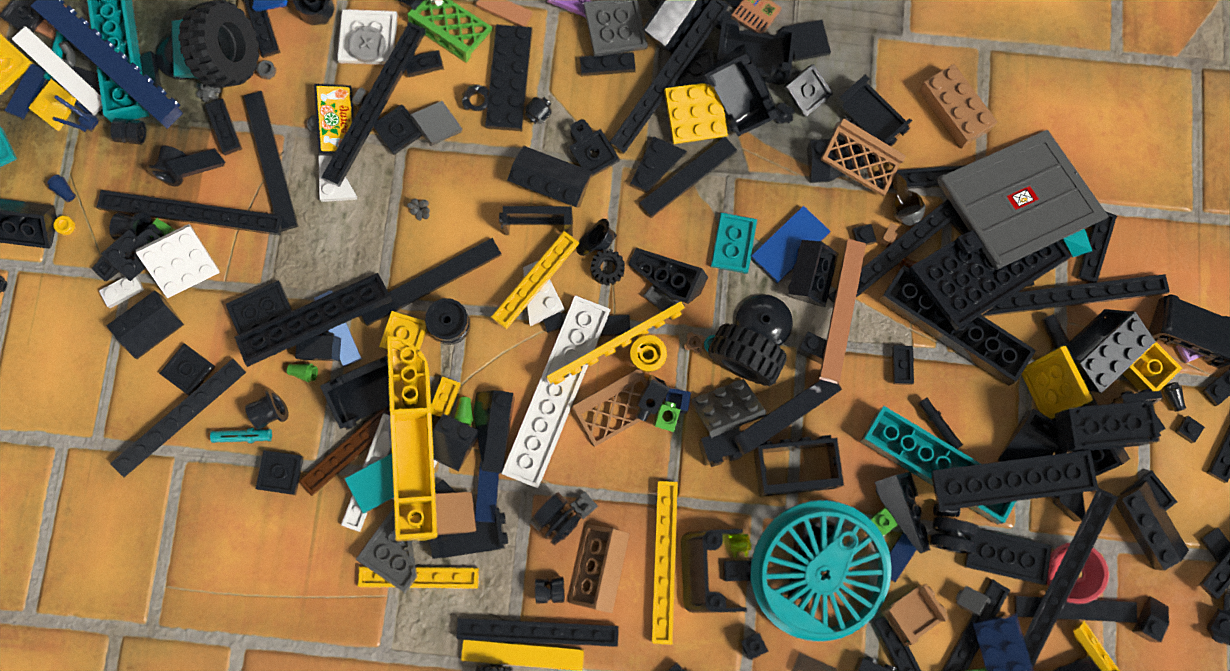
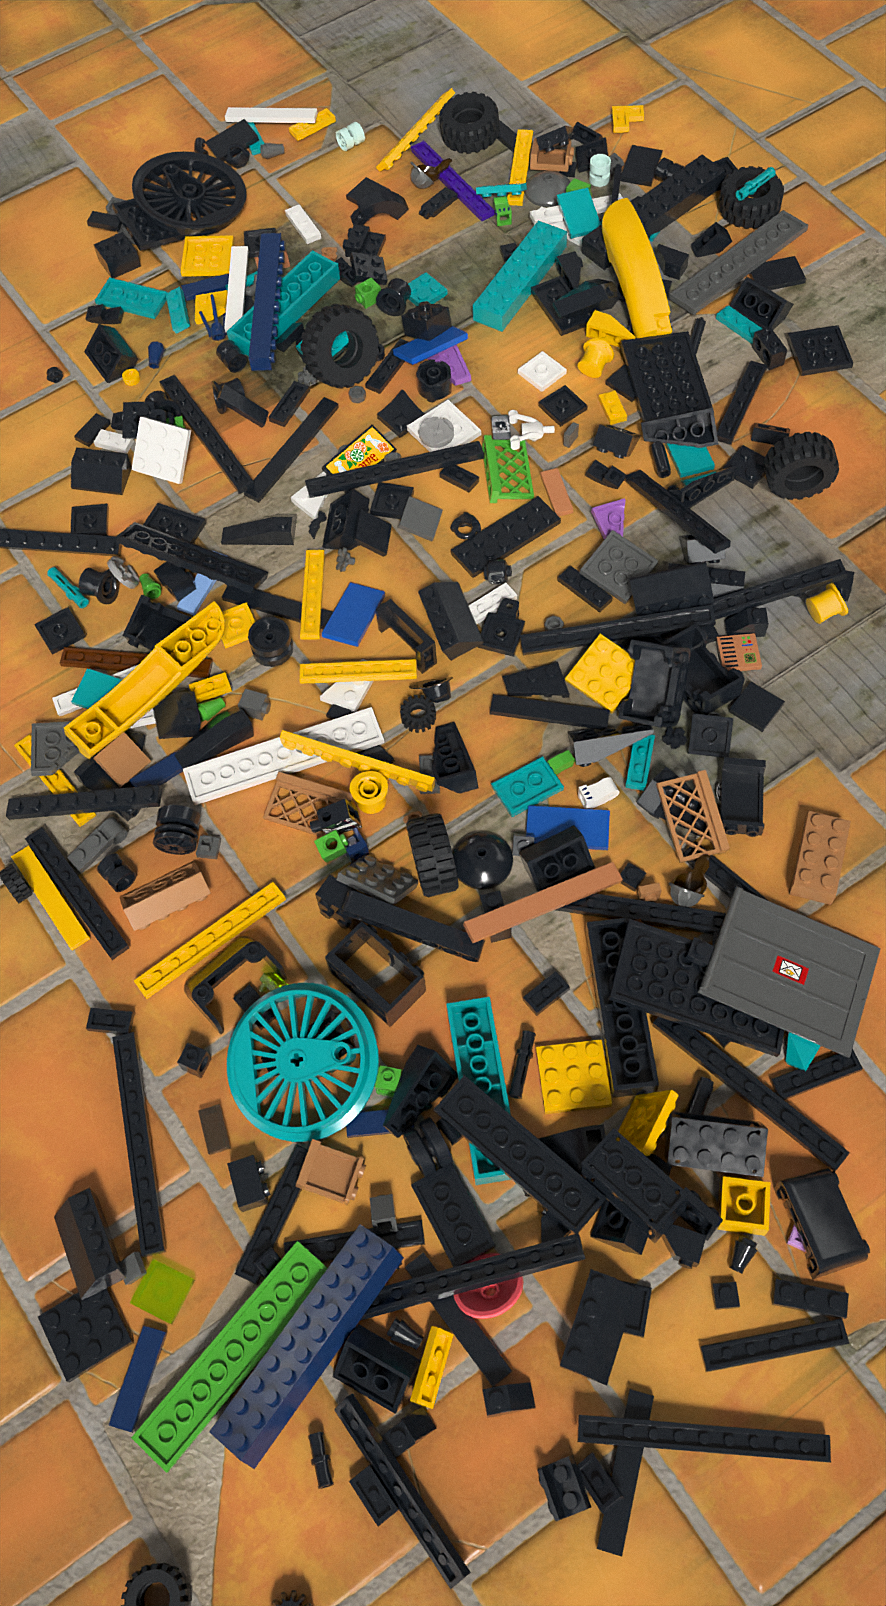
camera: 55 degrees right, 15 degrees down
(29, 133) = (177, 310): none -> teal plate
(91, 298) = (90, 430): none -> black tile
(274, 382) = (123, 573): none -> light grey tile
(319, 54) = (399, 414): none -> black plate
(333, 241) = (269, 530): none -> black wedge
(364, 204) = (315, 524): none -> black piece
(385, 178) = (342, 520): none -> black slope
(417, 168) = (372, 533): none -> black tile
(430, 256) = (312, 595): none -> yellow tile
(466, 571) = (84, 802): none -> black plate
(479, 241) = (353, 614): none -> blue tile
(492, 376) = (254, 704): none -> dark grey brick
(509, 586) = (96, 843): none -> dark grey plate
(560, 136) = (491, 602): none -> white plate
(620, 111) = (553, 623): none -> dark grey tile
(737, 203) = (561, 762): none -> bright green piece
(748, 166) = (593, 746): none -> wedge
(779, 285) = (521, 842): none -> black plate
(783, 152) = (640, 763): none -> teal plate
(783, 202) = (597, 793): none -> white leg
(974, 397) = (573, 1076): none -> yellow plate
(1060, 652) = (404, 1333): none -> black cone

